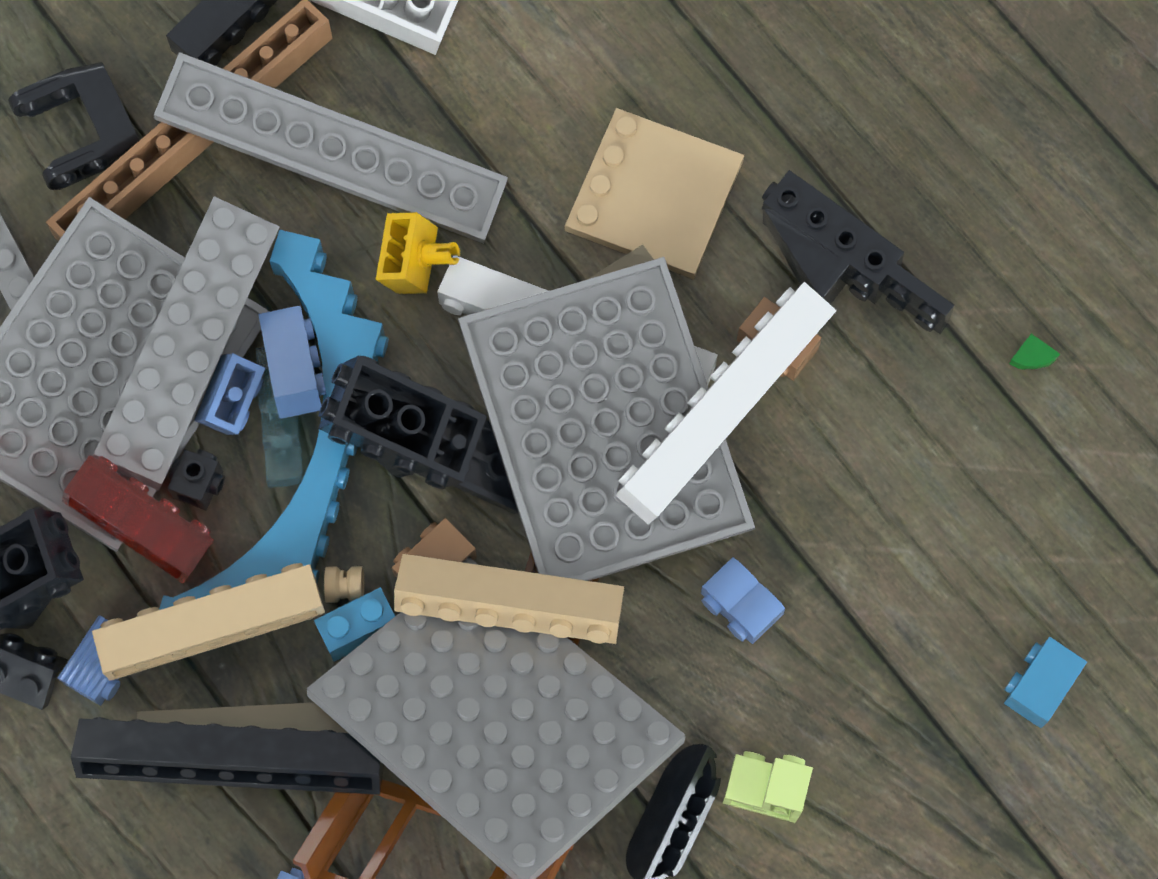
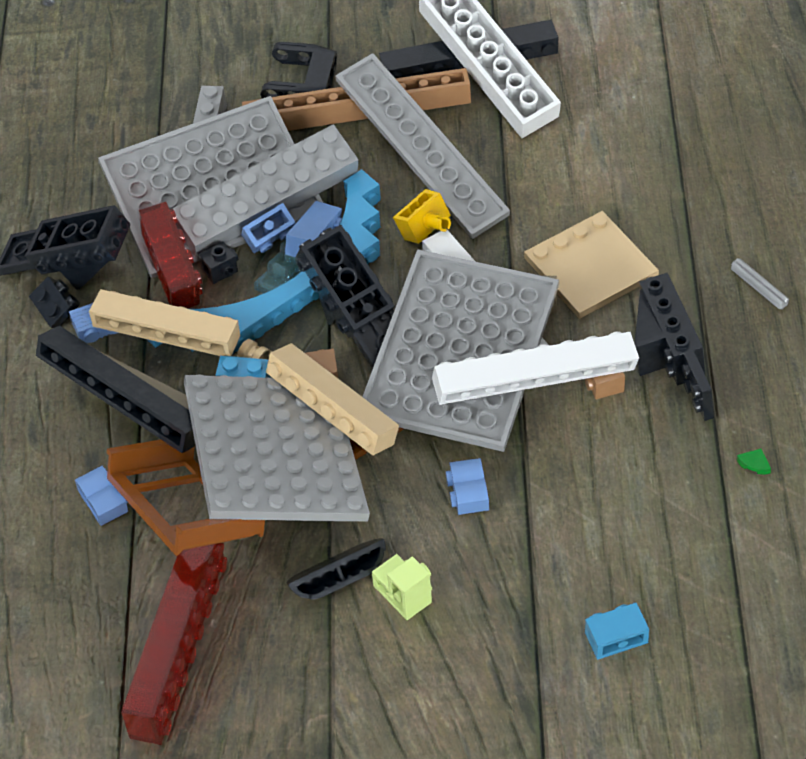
camera: 40 degrees right, 20 degrees down
(871, 102) = (759, 283): none -> light grey axle

